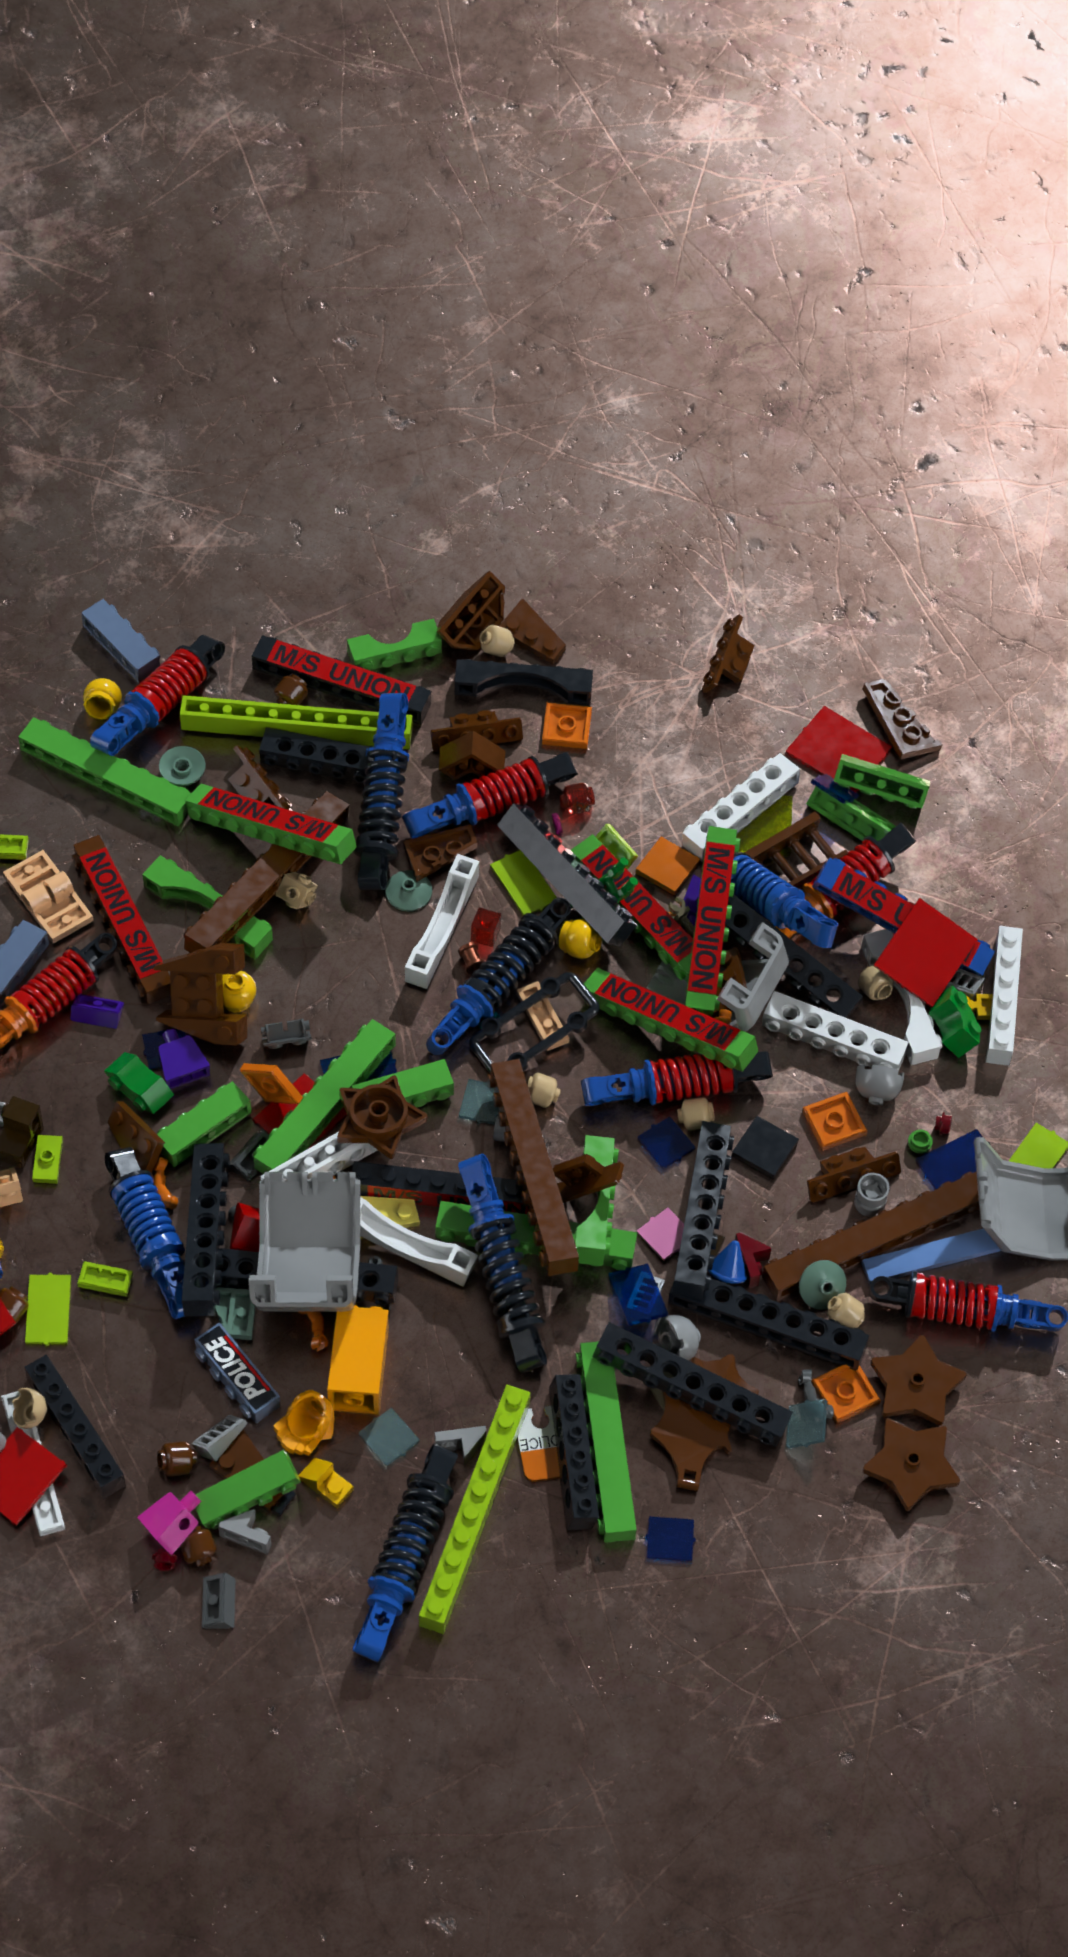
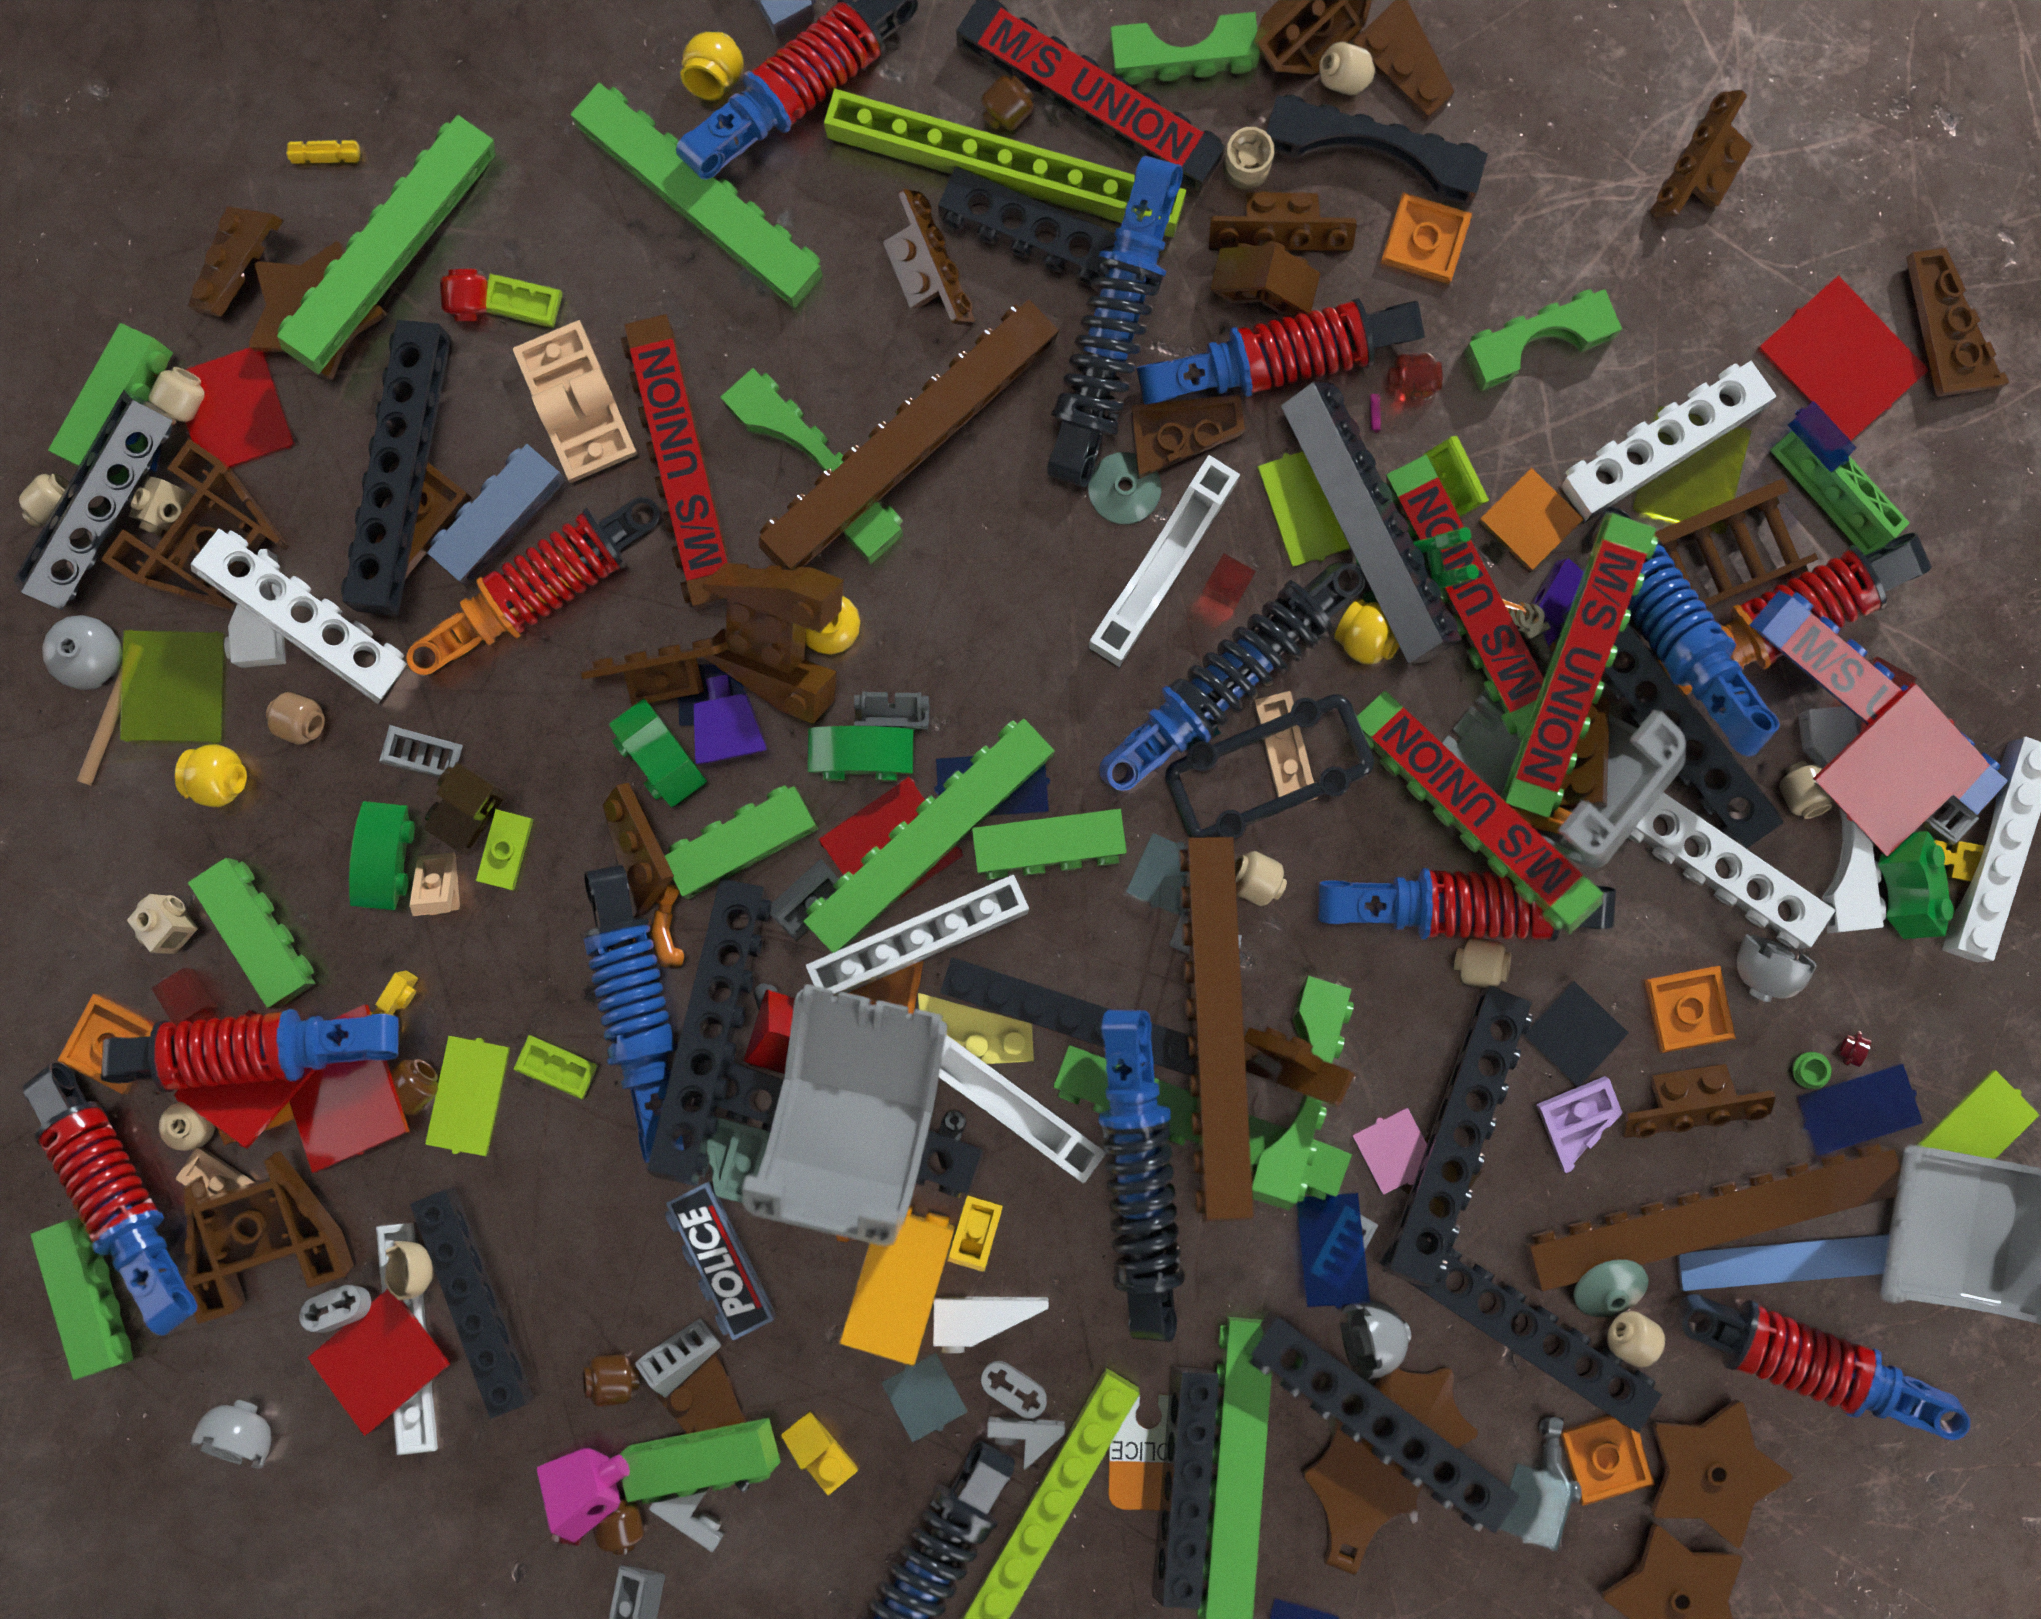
camera: 15 degrees right, 25 degrees up
(96, 1011) = (618, 611): dark purple slope -> none
(133, 1035) = (659, 676): none -> reddish brown bracket
(182, 758) = (813, 191): sand green dish -> none
(271, 823) = (929, 354): brick -> none
(271, 1083) = (850, 805): orange tile -> none
(283, 1052) = (860, 751): none -> green brick
(297, 890) = (952, 465): tan brick -> none
(306, 1423) = (805, 1362): light orange hair -> none
(378, 1116) = (1010, 872): reddish brown plate -> none
(402, 1328) = (975, 1233): none -> yellow slope
(412, 1378) = (971, 1320): none -> white slope
(447, 696) = (1248, 158): none -> tan wheel
(448, 1417) = (1019, 1382): none -> light grey beam
(471, 956) = (1197, 629): copper bush -> none
(666, 1142) = (1428, 995): clear blue piece -> none
(673, 753) = (1583, 323): none -> bright green arch
(729, 1265) = (1479, 1235): blue hat -> none
(753, 1253) = (1510, 1210): dark red slope -> none
(778, 1194) = (1578, 1119): none -> lavender wing
(871, 1194) = (1719, 1153): light grey wheel -> none
(881, 781) = (1900, 439): bright green brick -> none

